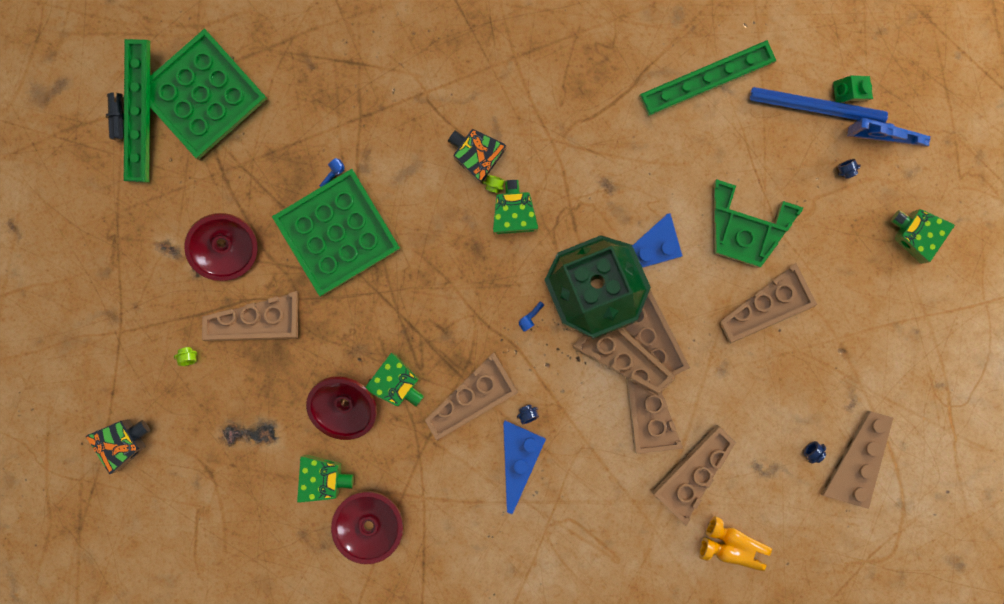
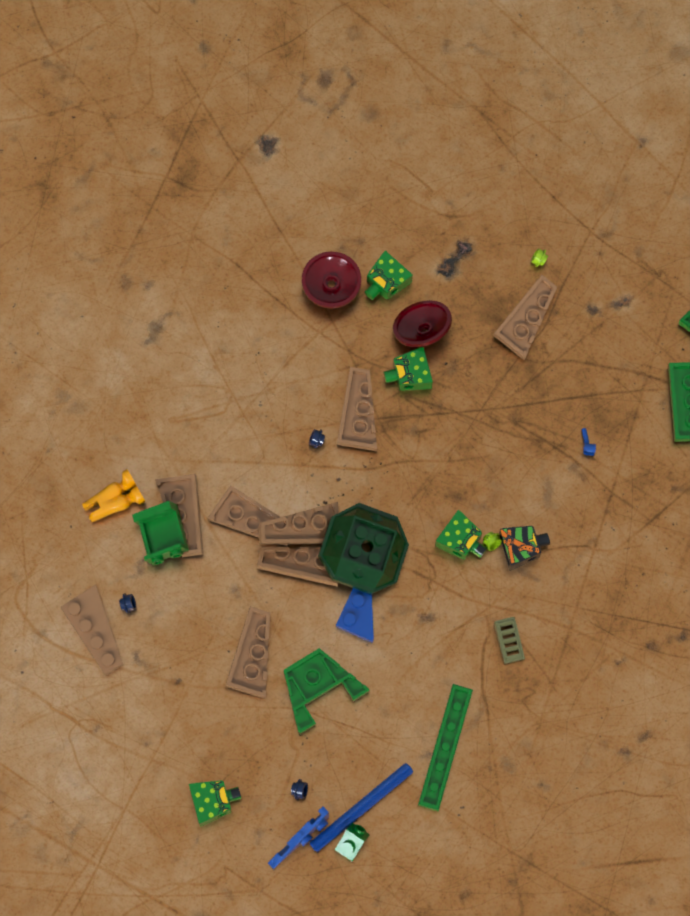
camera: 125 degrees right, 15 degrees down
(118, 443) = (516, 175): torso -> none
(218, 260) = (589, 324): dark red dish -> none
(336, 232) = (543, 413): green plate -> none
(521, 454) = (293, 413): blue wing -> none
(526, 322) = (378, 486): blue hand -> none
(560, 113) = (514, 630): none -> olive slope
(731, 475) = (161, 532): none -> green panel

